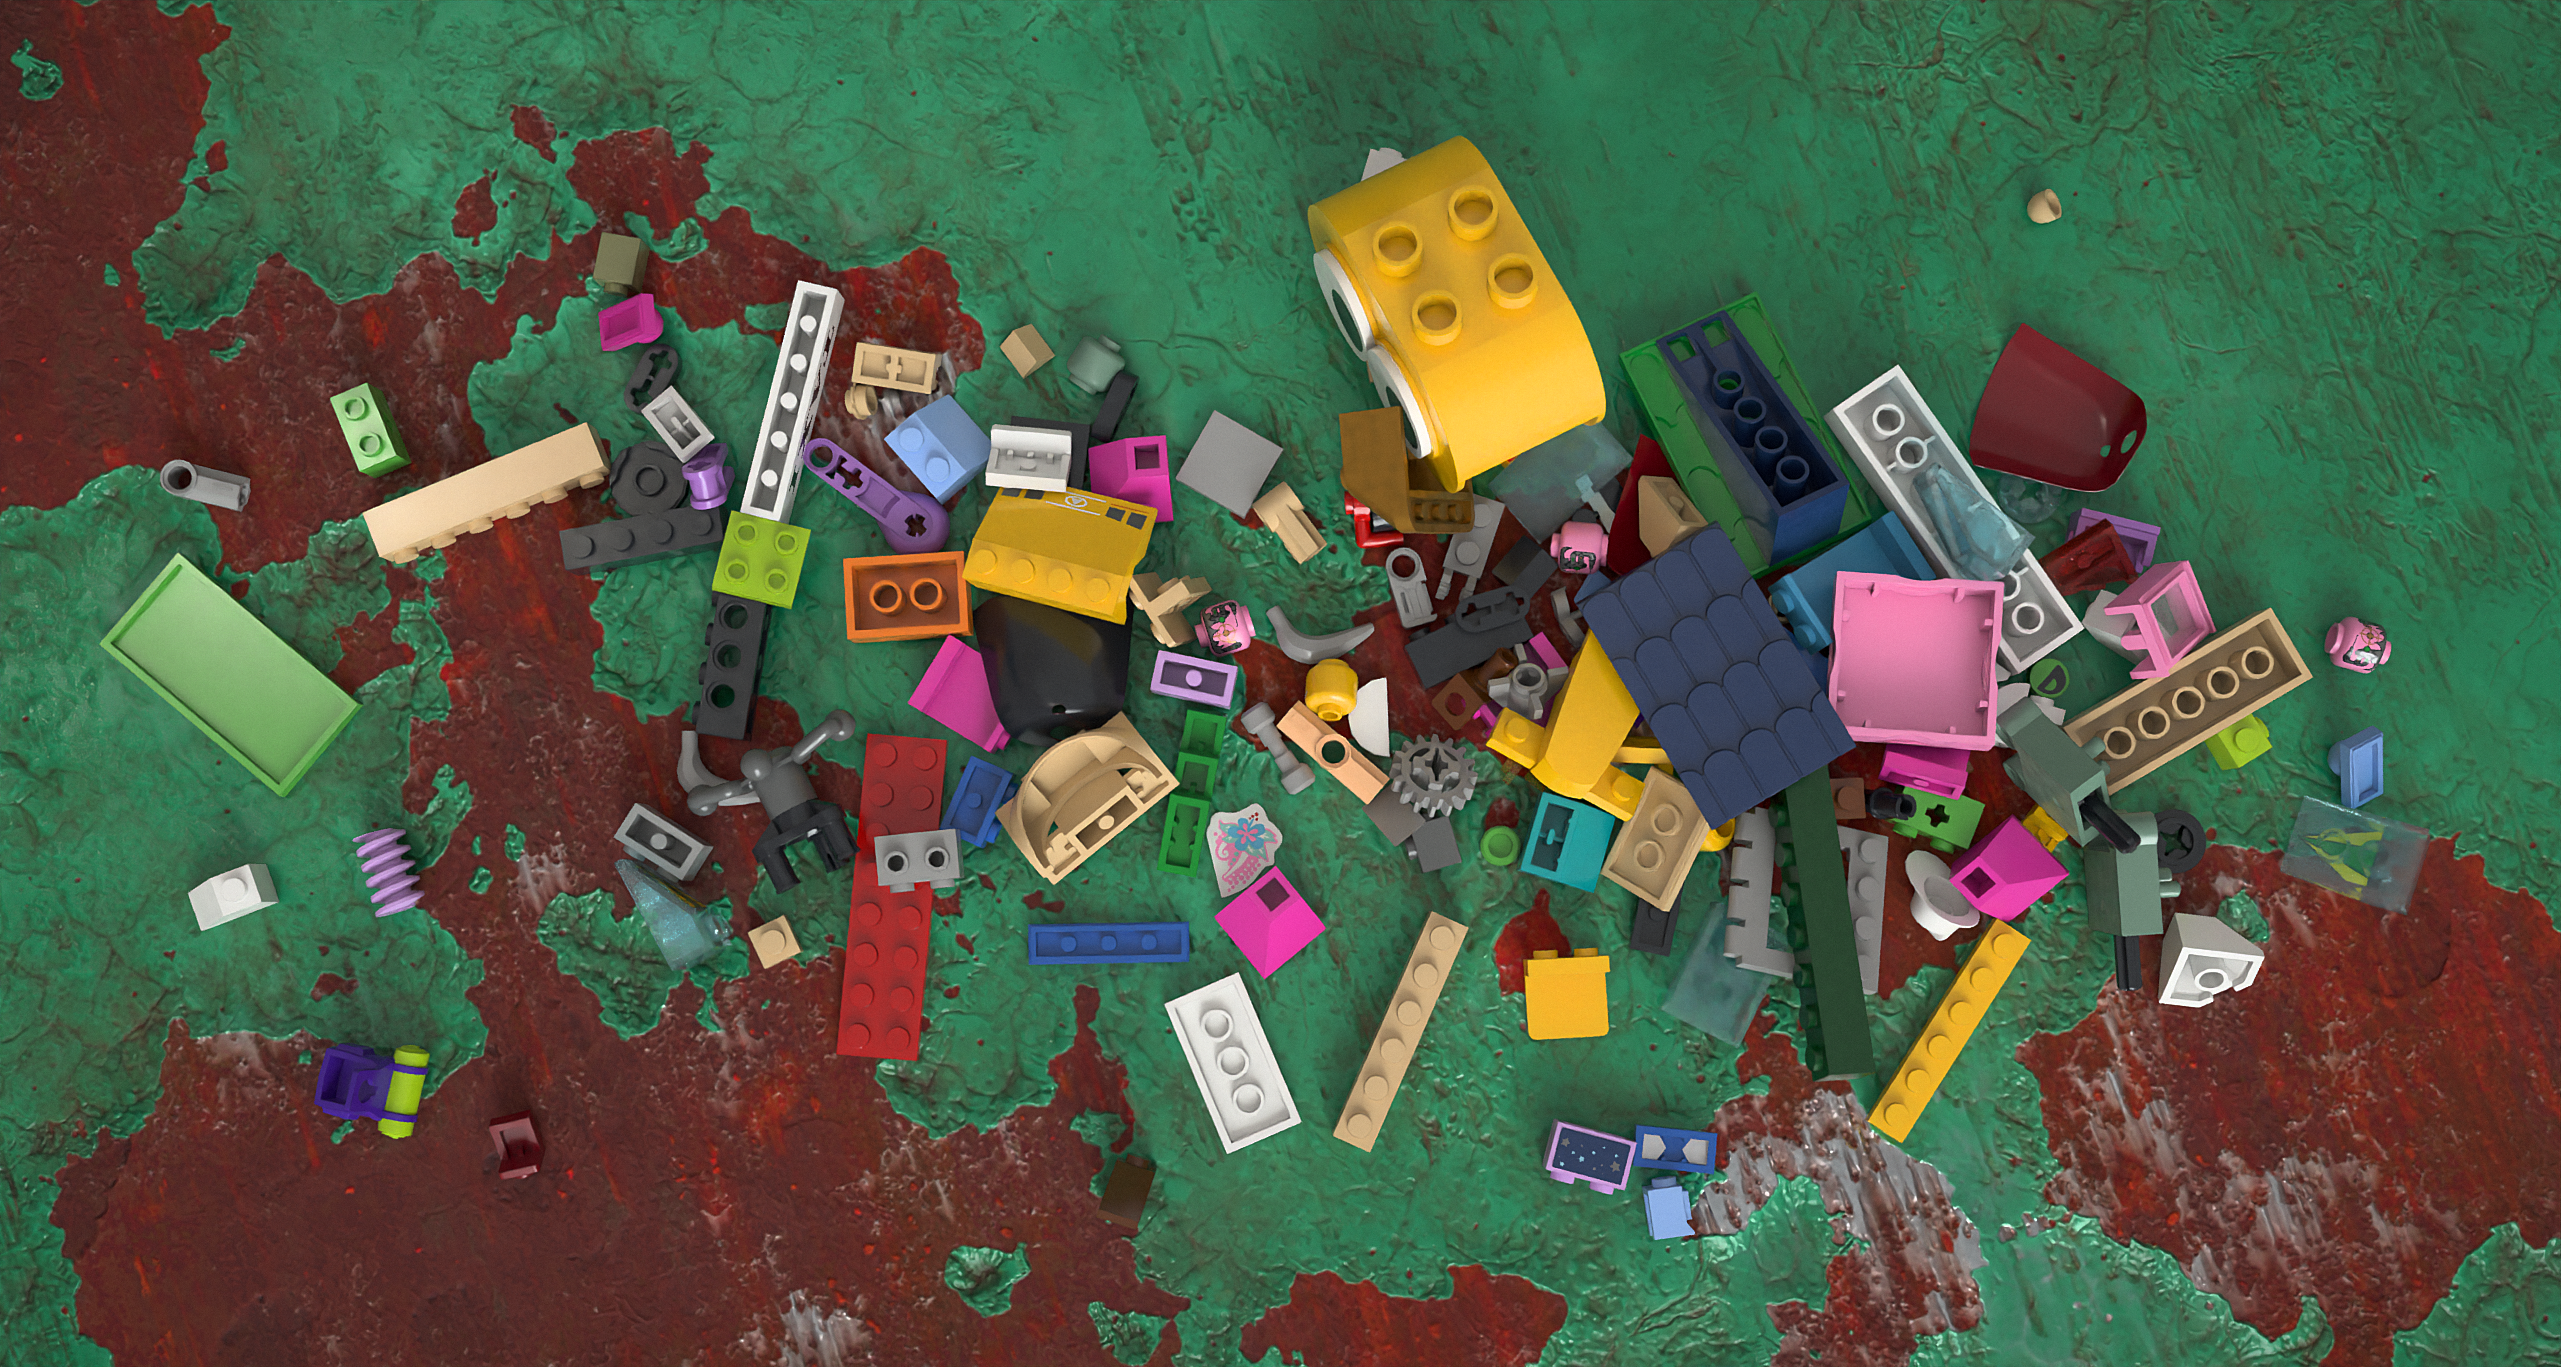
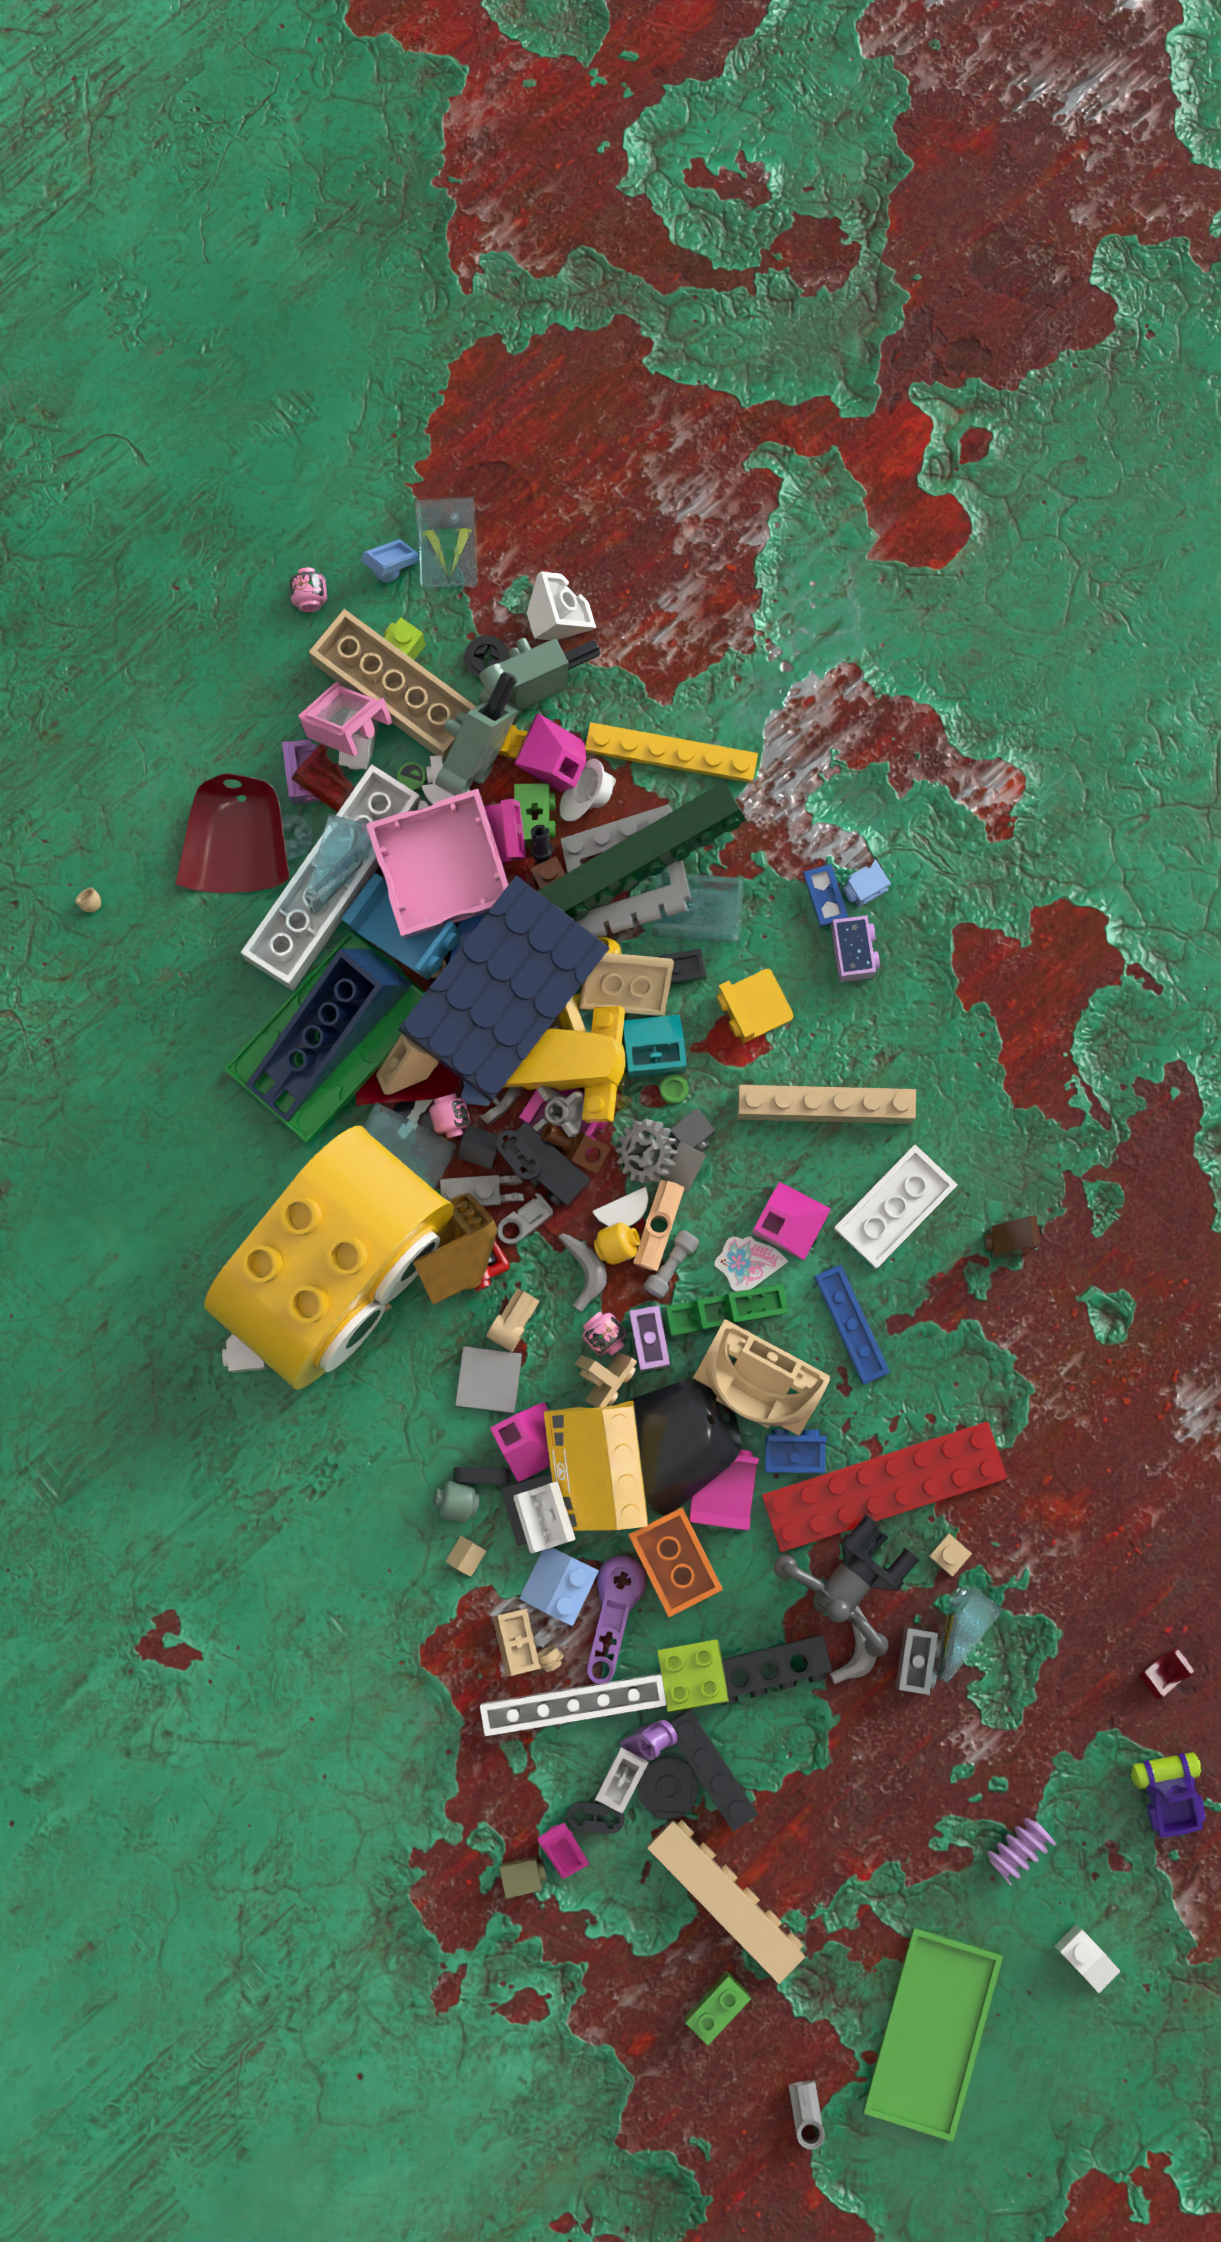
camera: 110 degrees left, 5 degrees down
(919, 858) = (852, 1474): light grey brick -> none

